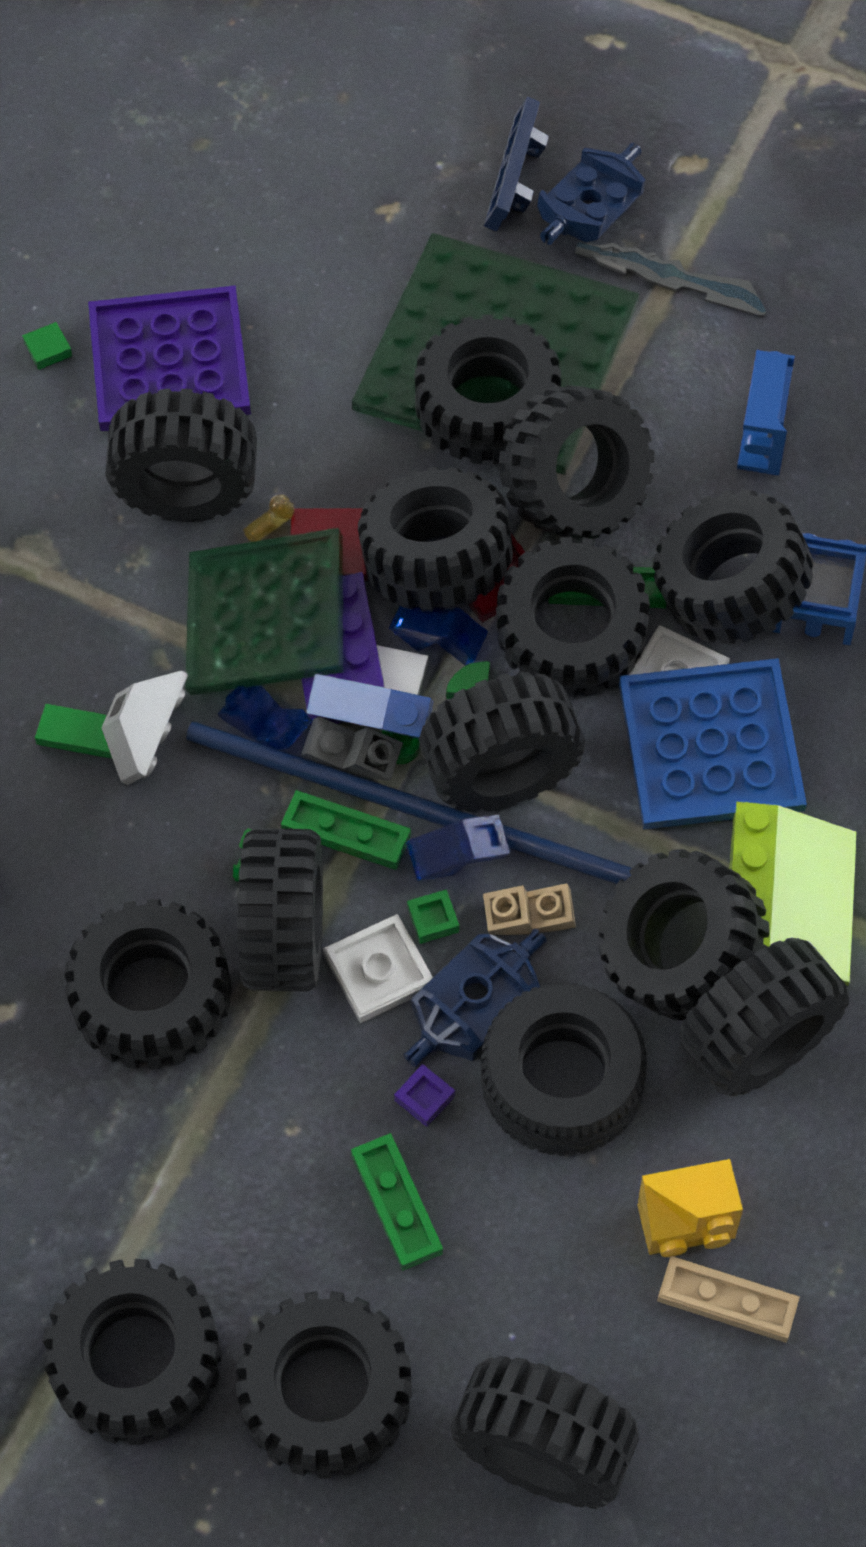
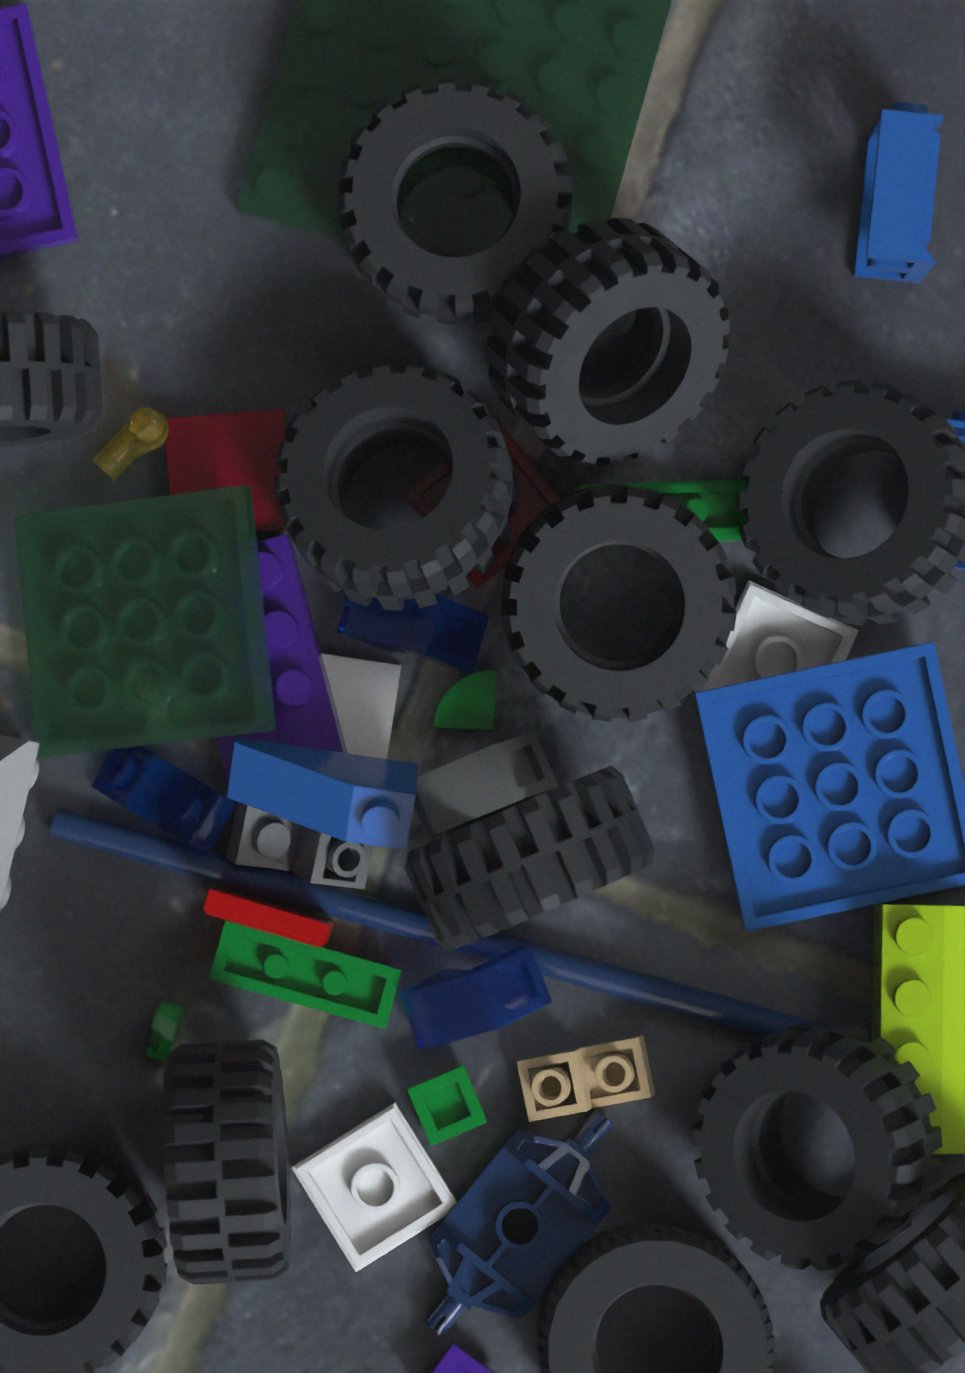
camera: 10 degrees left, 25 degrees up
(325, 778) = (268, 917): none -> red tile

